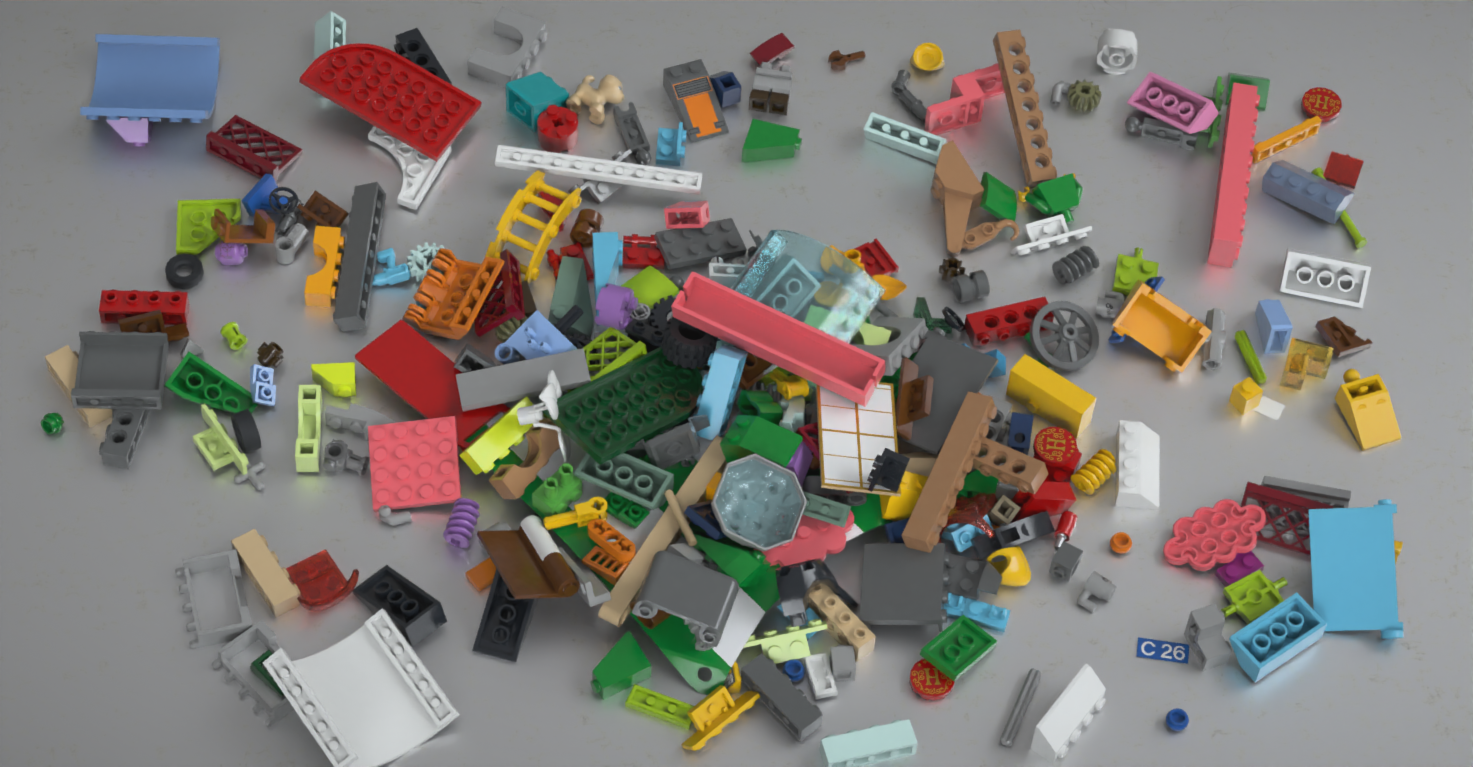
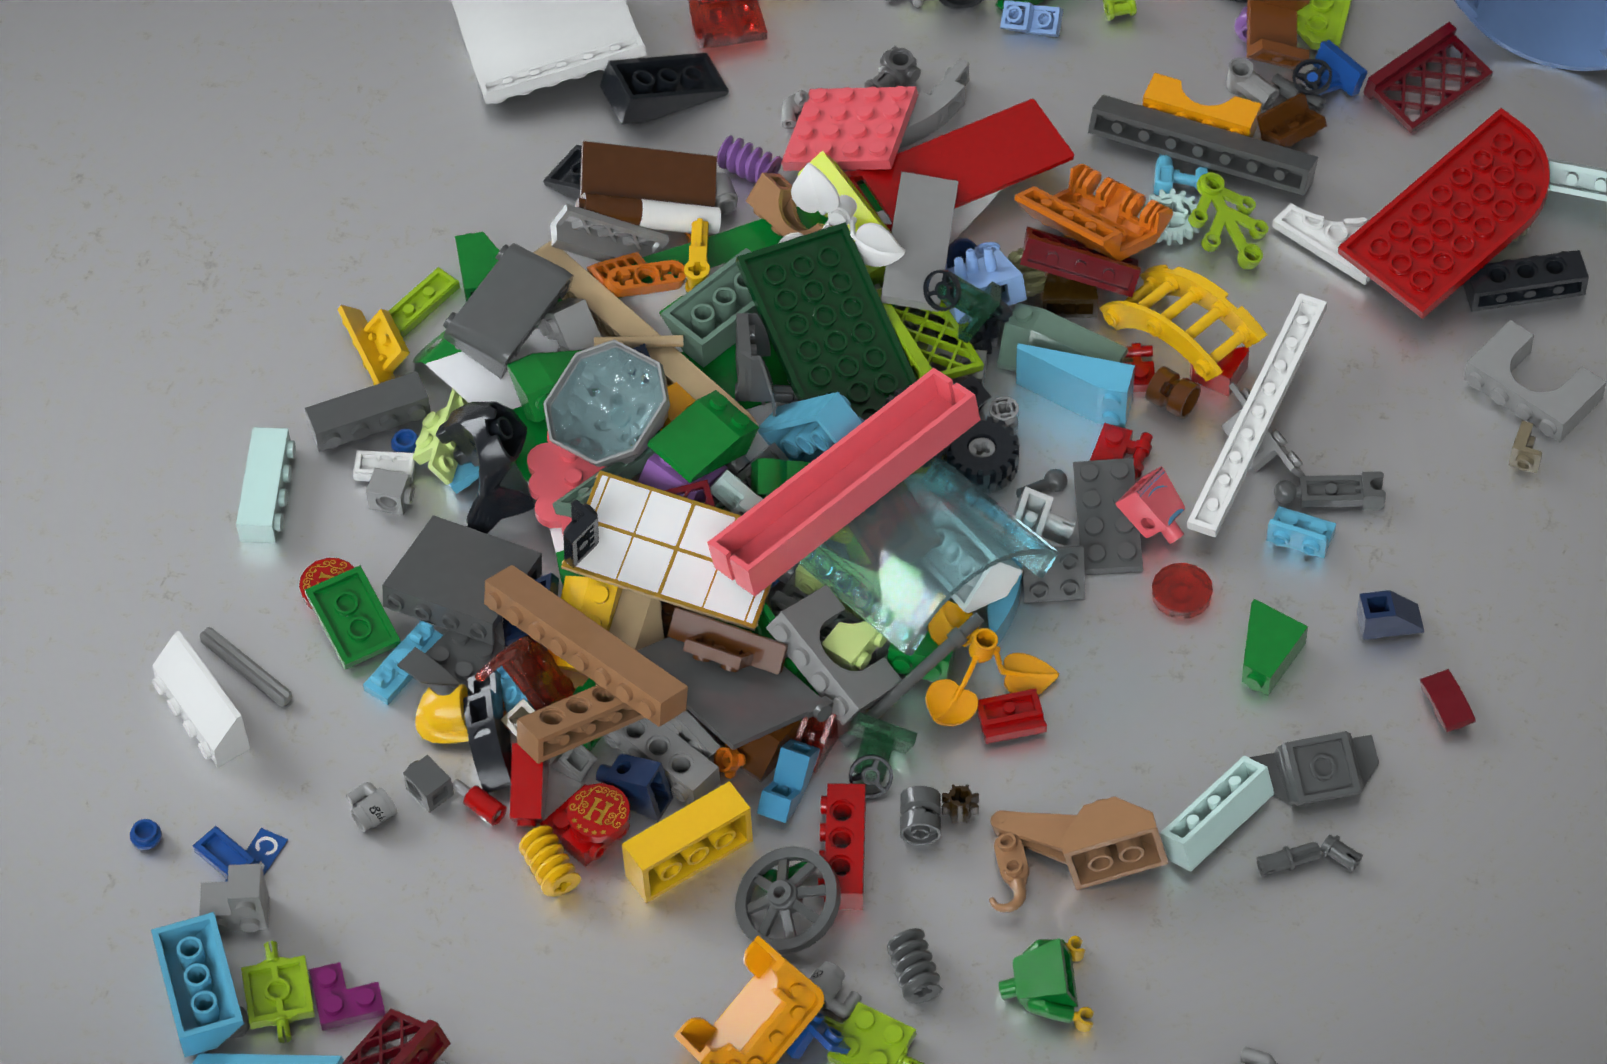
camera: 115 degrees right, 0 degrees up
(270, 354) = (1076, 38): dark brown gear -> none
(309, 428) = (981, 49): yellowish green arch -> none
(336, 378) = (1014, 85): neon yellow slope -> none
(404, 236) = (1212, 189): none -> lime plant
(472, 359) = (980, 215): dark grey torso -> none
(531, 96) = (1421, 384): teal slope -> none
(557, 129) = (1360, 400): red brick -> none
(558, 491) = (734, 233): bright green brick -> none
(563, 45) = (1522, 453): none -> dark tan bracket
(579, 328) = (965, 297): none -> clear green piece
(608, 91) = (1410, 456): tan animal -> none
(615, 306) = (1006, 366): medium lavender brick -> none
(651, 286) = (1050, 441): lime slope -> none
(694, 100) = (1396, 566): slope -> none
(733, 680) = (427, 376): yellow slope -> none
(739, 197) = (1182, 590): none -> clear red tile
(774, 83) = (1370, 678): hips -> none
(841, 59) = (1412, 796): reddish brown bar -> none
(841, 621) = (445, 499): tan brick -> none
(853, 99) = (1321, 767): none -> dark grey piece
(928, 57) = (1374, 899): yellow piece -> none
(965, 100) = (1268, 913): coral bracket -> none
(998, 198) = (1064, 895): green slope -> none
(1015, 42) = (1194, 957): medium nougat brick -> none
(1046, 232) = (985, 951): white bracket -> none
(1120, 543) = (432, 863): orange plate -> none
(1136, 466) = (542, 922): white slope -> none
(1169, 666) = (221, 851): none -> blue tile
(1214, 535) = (389, 973): coral plate -> none

